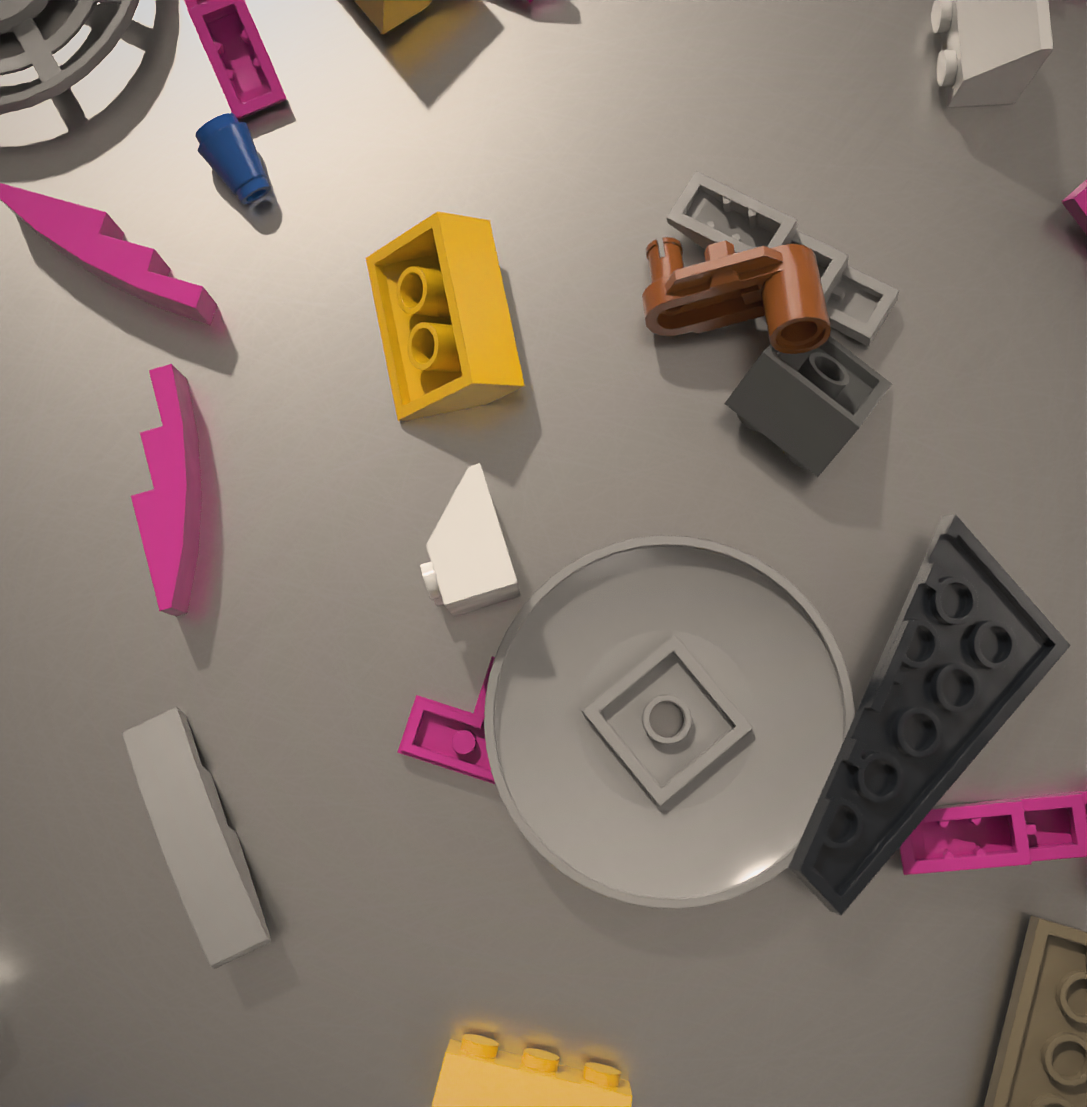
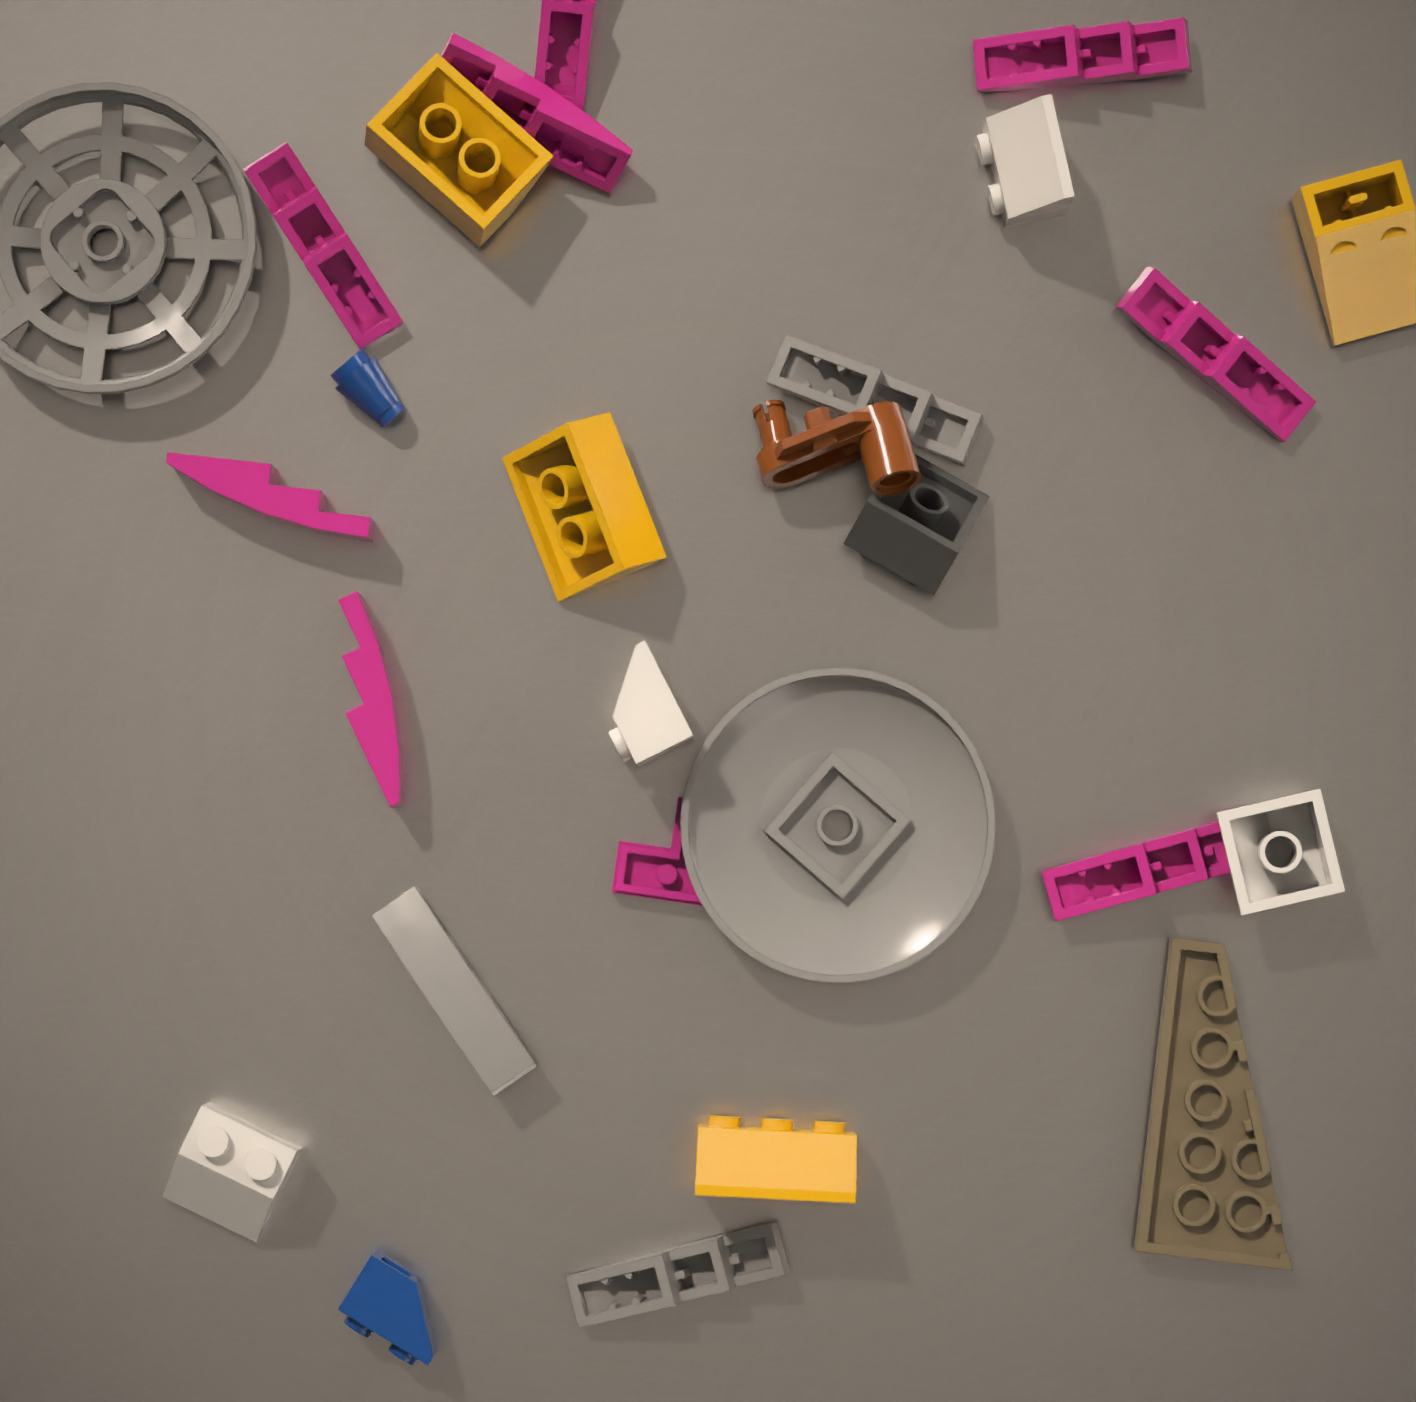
camera: 15 degrees left, 5 degrees up
(941, 691) = (1065, 756): black wing -> none

